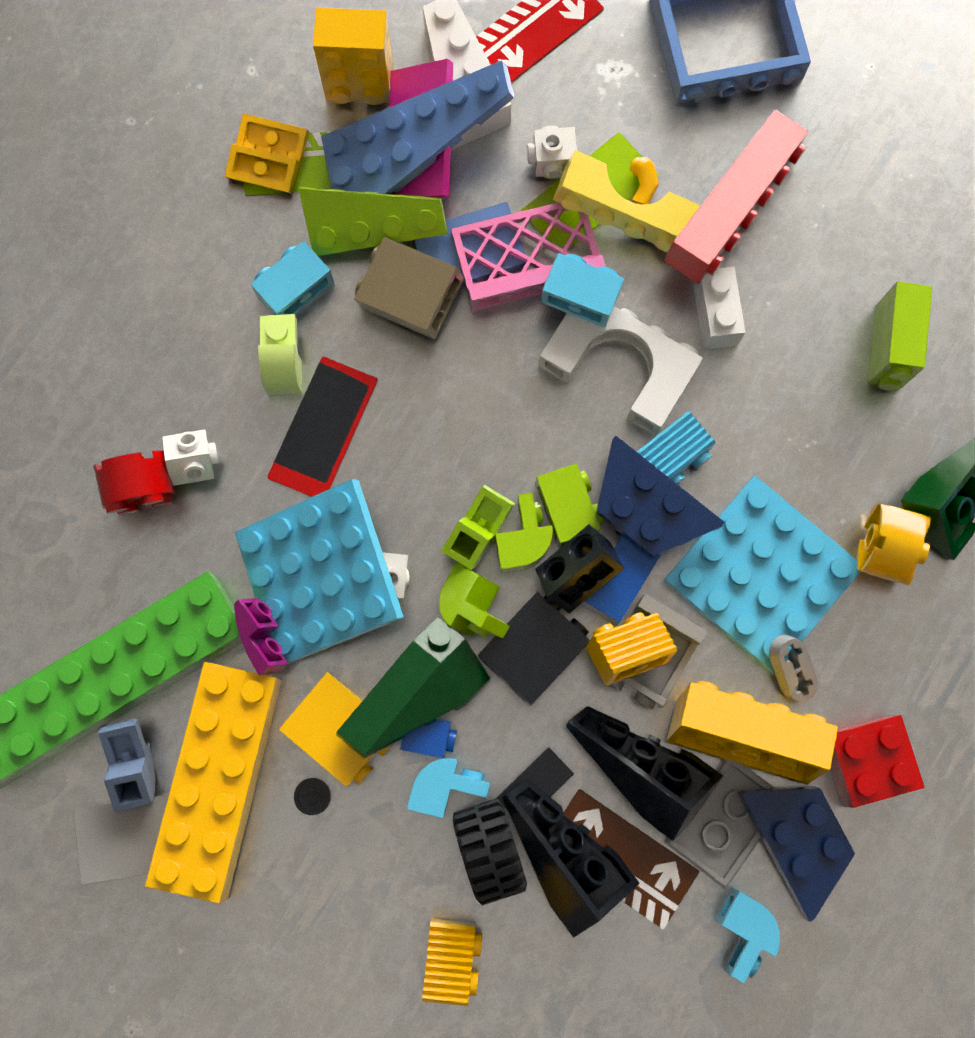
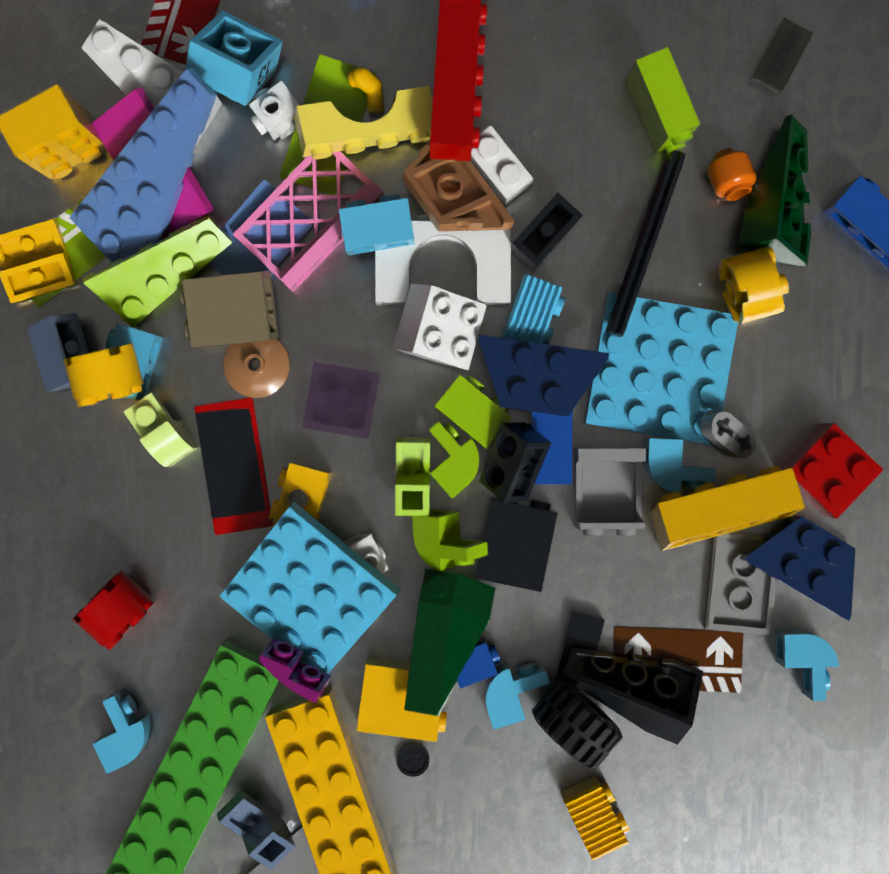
camera: 30 degrees left, 10 degrees up
(68, 609) = (129, 736): none -> medium azure brick
(189, 457) = (143, 561): white brick -> none
(240, 238) = (53, 341): none -> sand blue brick
(266, 268) = (104, 372): none -> yellow brick
(380, 473) = (305, 478): none -> yellow brick
(402, 368) = (265, 380): none -> medium nougat dish
(455, 425) = (341, 400): none -> clear purple plate
(547, 86) = (234, 57): none -> medium azure brick
(584, 410) = (439, 326): none -> white brick
(630, 648) = (593, 500): yellow brick -> none
(656, 781) = (668, 586): black wedge -> none
(667, 306) = (455, 195): none -> medium nougat wing
(716, 661) = (665, 466): none -> medium azure brick
(729, 386) = (546, 231): none -> black brick
(812, 451) = (645, 243): none -> black axle
(927, 437) = (731, 174): none -> orange head

